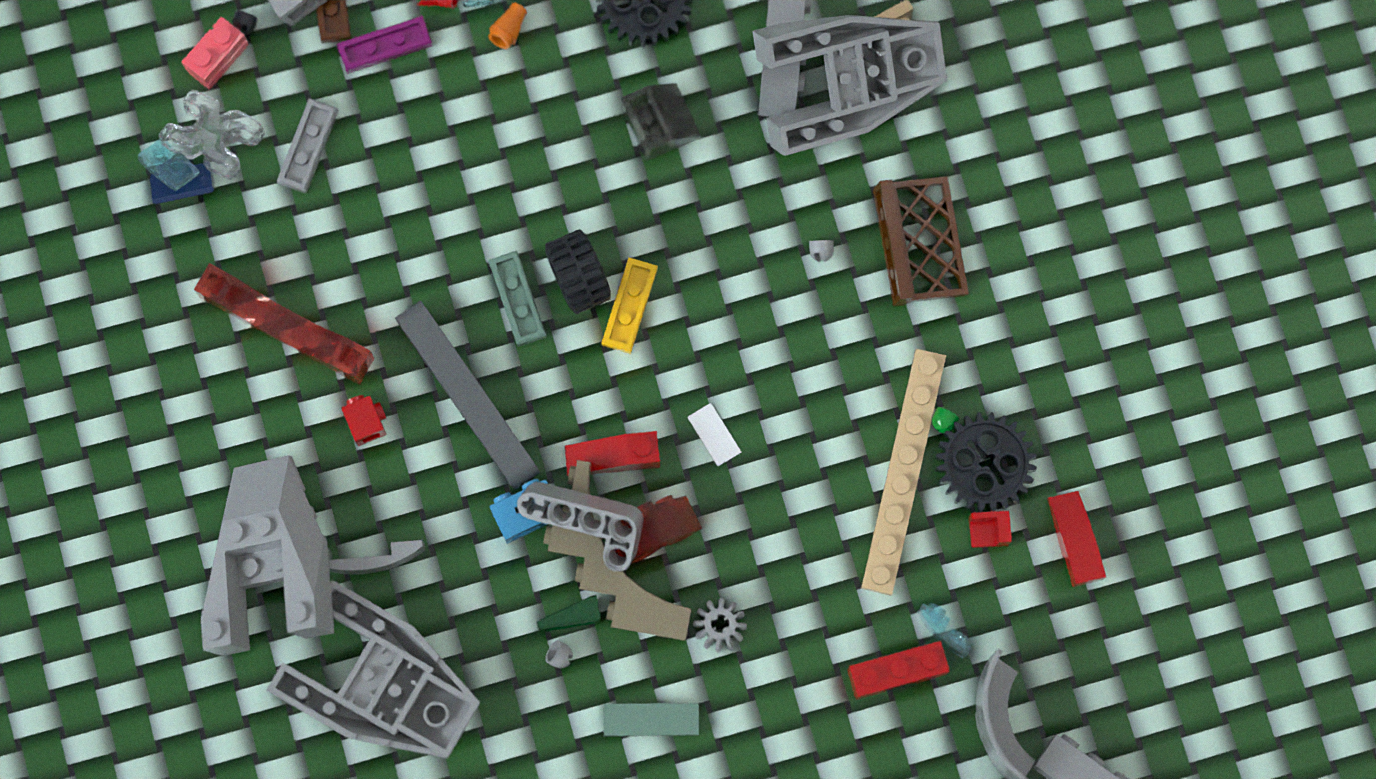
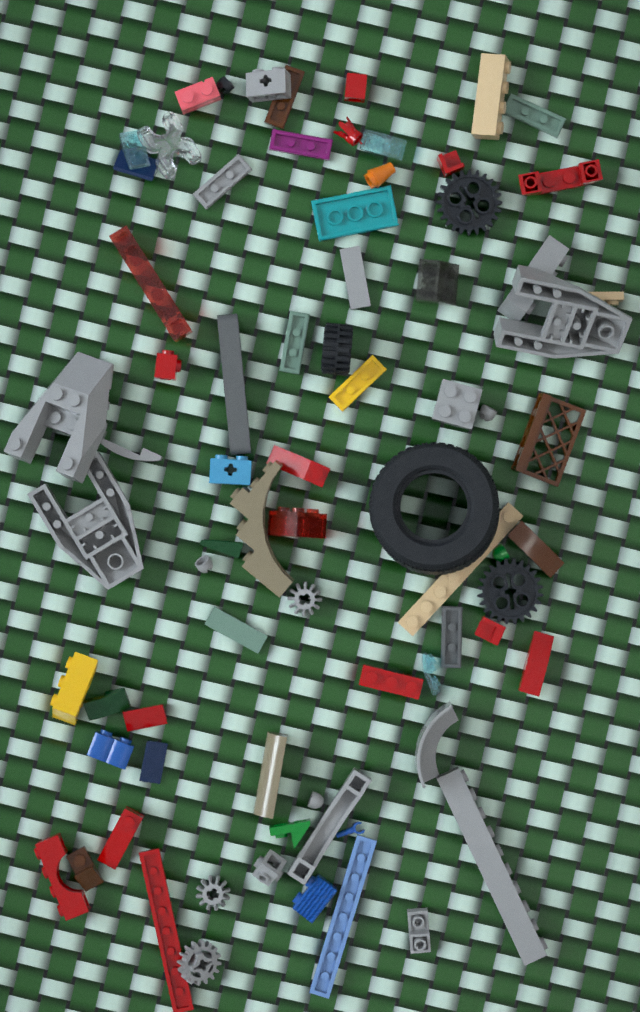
camera: 35 degrees right, 10 degrees up
(503, 92) = (354, 213): none -> teal tile
(550, 172) = (355, 277): none -> light grey tile
(581, 521) = (256, 497): light grey beam -> none
(714, 434) = (363, 485): white sticker -> none
(775, 259) = (456, 404): none -> light grey brick
(837, 470) = (439, 555): none -> black tyre
(944, 567) = (451, 637): none -> dark grey tile
(986, 389) = (535, 549): none -> reddish brown slope

